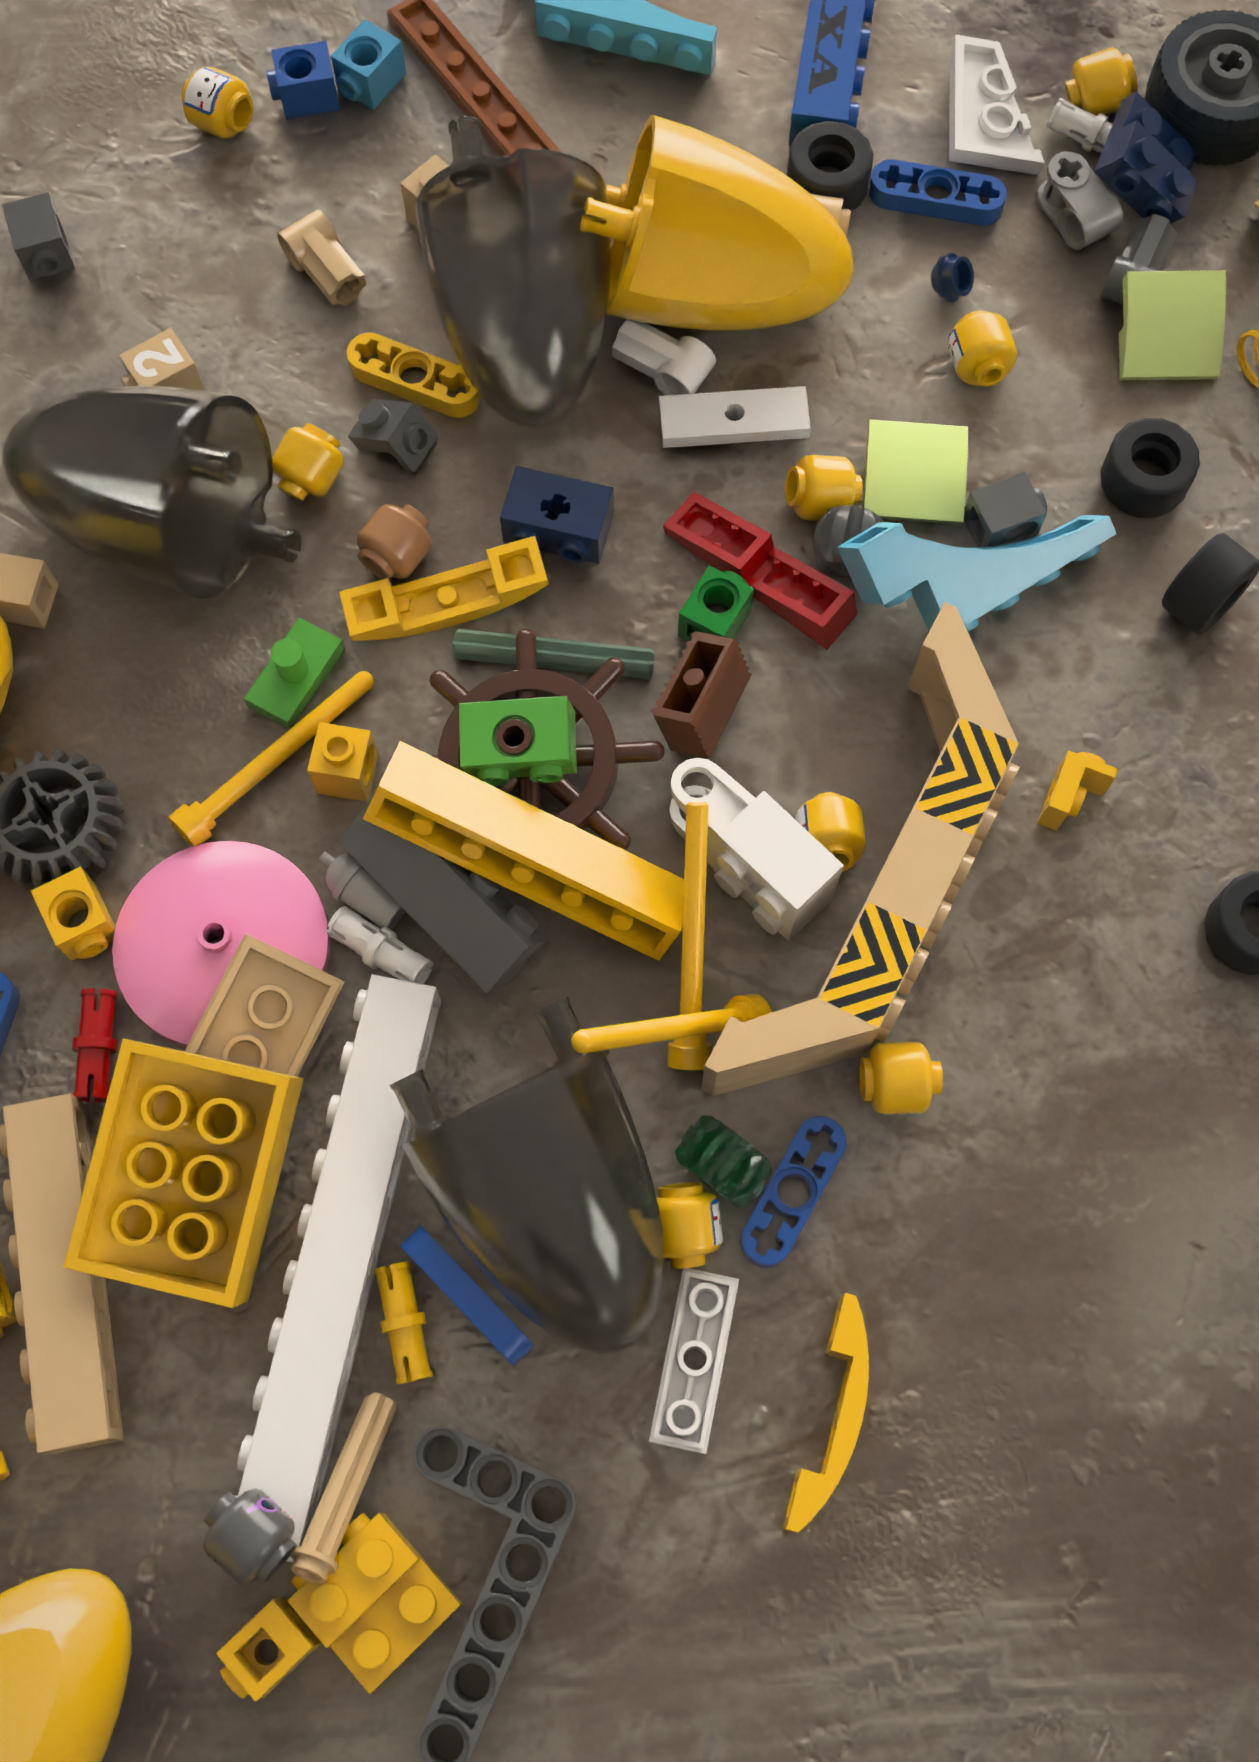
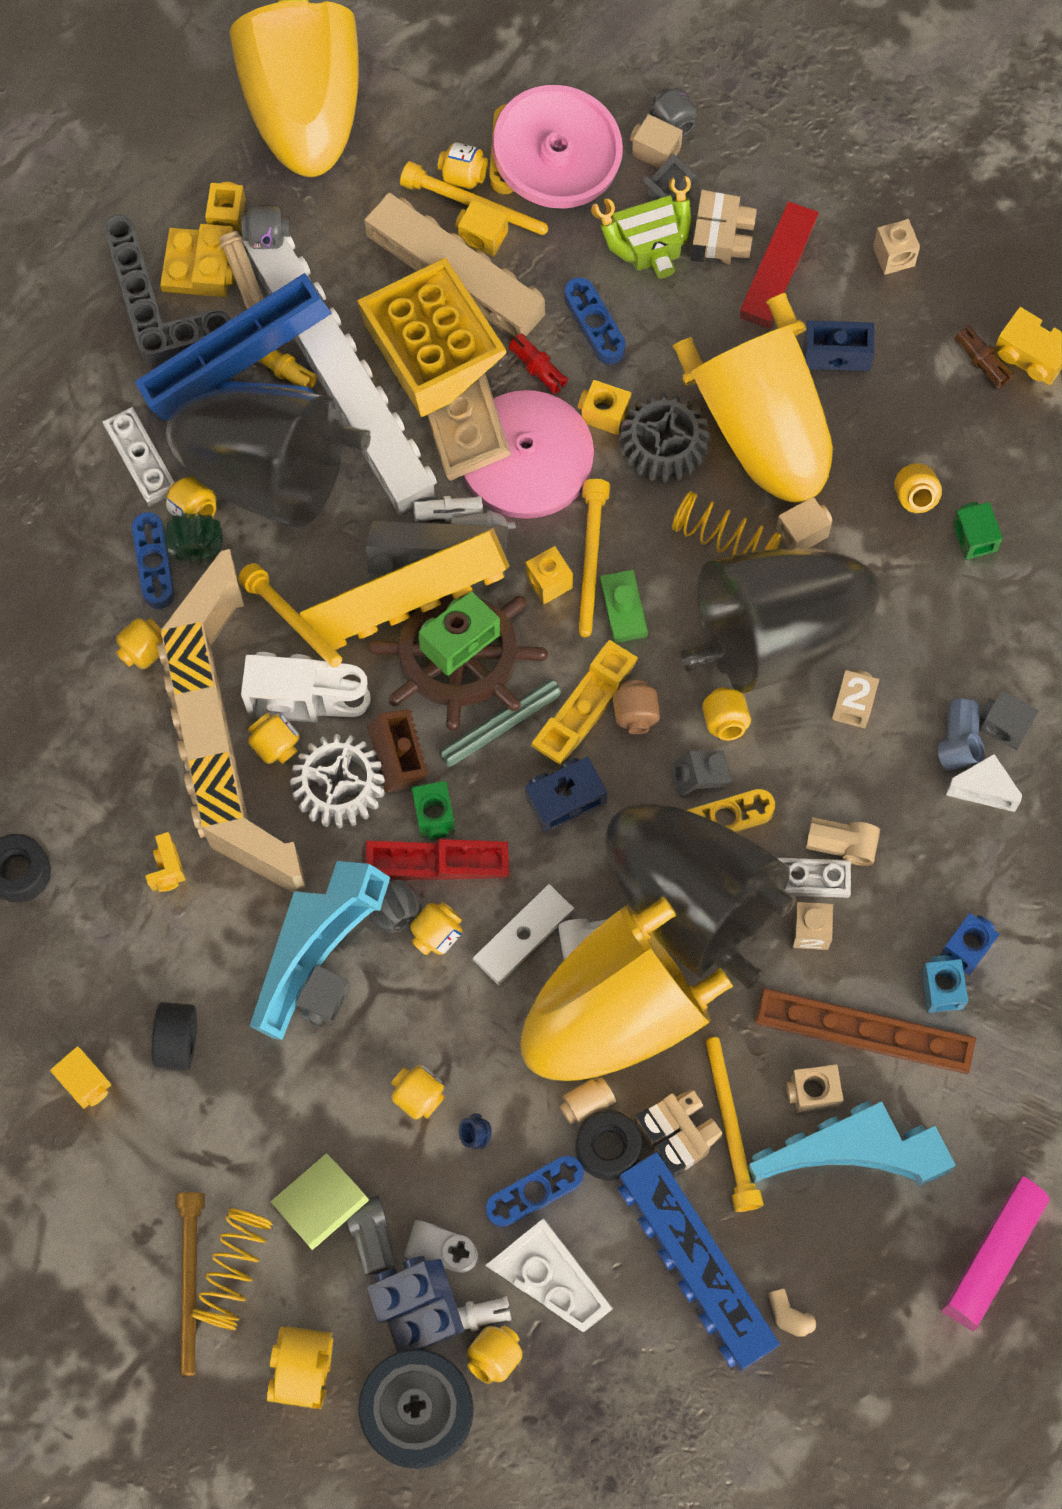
camera: 140 degrees right, 0 degrees up
(108, 247) = (962, 743): none -> sand blue piece
(117, 697) = (682, 517): none -> yellow piece
(127, 201) = (987, 785): none -> white slope
(217, 102) = (1001, 883): yellow head -> none
(391, 263) = (819, 878): none -> white tile
(453, 1379) = (234, 346): none -> blue brick
(581, 72) = (826, 1077): none -> tan brick
(668, 1028) = (241, 615): yellow piece -> none
(736, 43) = (746, 1195): none -> yellow piece
(755, 120) = (671, 1117): none -> tan hips
(779, 693) = (313, 771): none -> white gear
(847, 1343) = (42, 447): yellow slope -> none
(916, 471) = (395, 986): yellowish green slope -> none
(1159, 442) = (251, 1075): black tyre -> none

